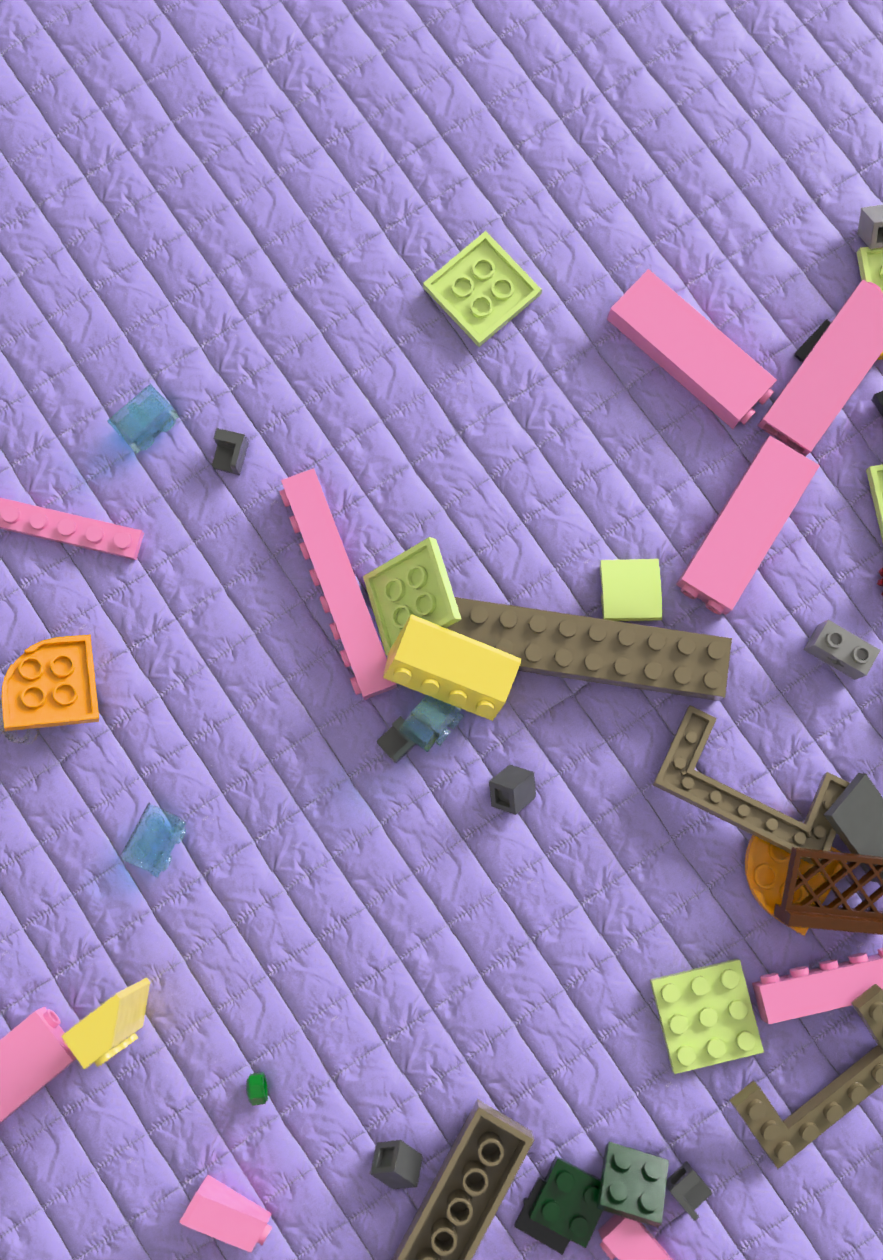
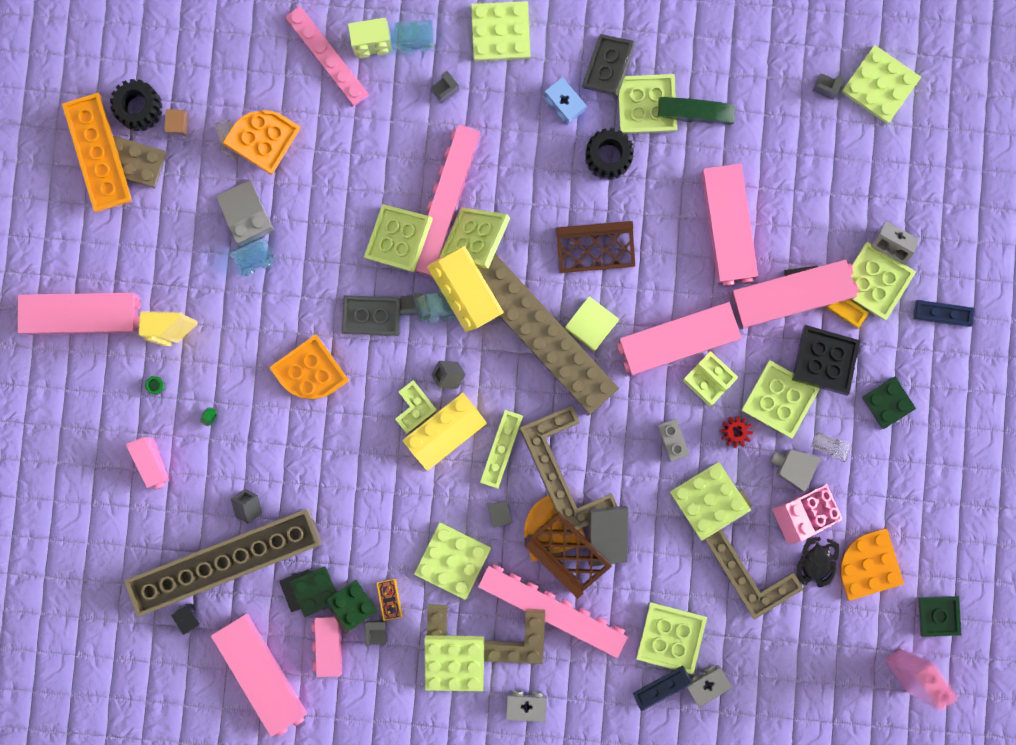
camera: 45 degrees right, 5 degrees up
(91, 460) = (370, 37): none -> yellowish green brick
(102, 794) = (245, 213): none -> light grey slope
(156, 1105) = (154, 385): none -> green tile
(243, 338) = (500, 31): none -> yellowish green plate
(318, 672) = (398, 238): none -> yellowish green plate
(339, 924) = (310, 371): none -> light orange plate
(360, 793) = (371, 315): none -> dark grey tile
(374, 347) = (564, 91): none -> light blue brick
(401, 278) = (609, 64): none -> dark grey tile
(487, 355) = (615, 139): none -> black tyre
(511, 857) = (419, 408): none -> yellowish green plate
(544, 251) = (696, 110): none -> dark green slope
(547, 474) = (593, 230): none -> reddish brown fence
(565, 863) = (444, 431): none -> light yellow slope
(651, 828) = (501, 449): none -> yellowish green plate
(668, 115) = (828, 86): none -> dark grey panel
(670, 1131) = (389, 599): none -> tile
(718, 909) = (500, 514): none -> dark grey panel
(722, 70) = (881, 84): none -> yellowish green plate
(819, 543) = (710, 379): none -> yellowish green slope
(820, 1146) = (454, 663): none -> yellowish green plate

